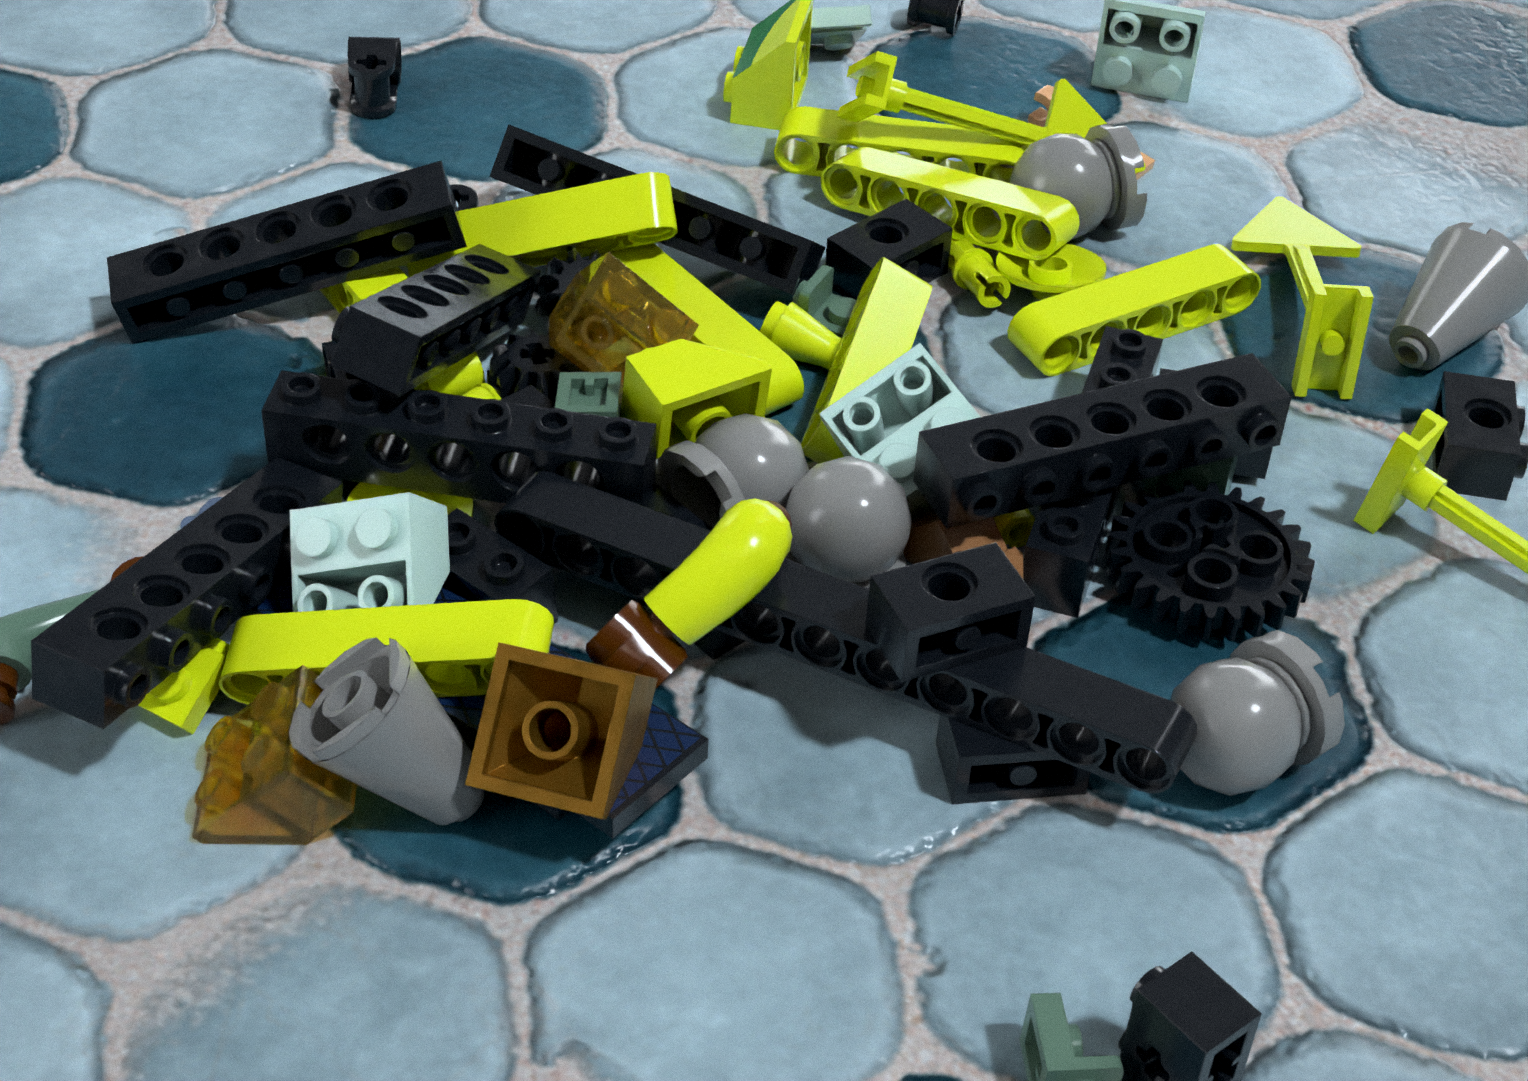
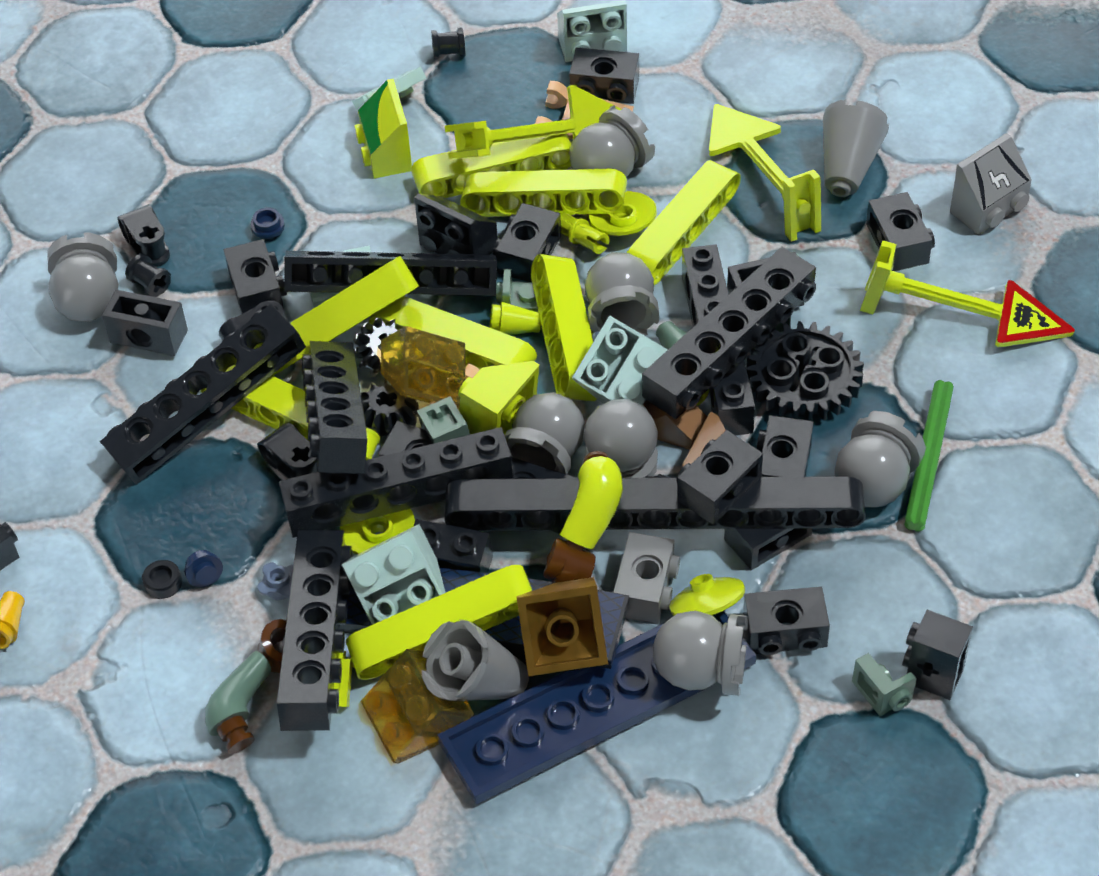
camera: 20 degrees left, 10 degrees up
(66, 463) = (162, 579): none -> black tile
(125, 468) = (203, 568): none -> dark blue plate
(247, 78) = (82, 276): none -> light grey tile
(284, 153) = (145, 322): none -> black brick
(338, 111) = (142, 271): none -> black bush
(469, 153) = (253, 274): none -> black brick
(544, 115) = (267, 223): none -> dark blue plate
(565, 881) = (562, 718): none -> dark blue plate
(765, 736) = (645, 558): none -> light grey brick
(767, 864) = (699, 651): none -> light grey tile
(785, 190) = (452, 228): none -> black slope
(843, 797) = (708, 595): none -> neon yellow dish
(955, 892) = (801, 607): none -> black brick
(983, 345) = (623, 289): none -> light grey tile
(1115, 639) = (785, 447): none -> brick
(1148, 105) = (606, 74): none -> black brick
(1350, 758) = (926, 471): none -> bright green axle

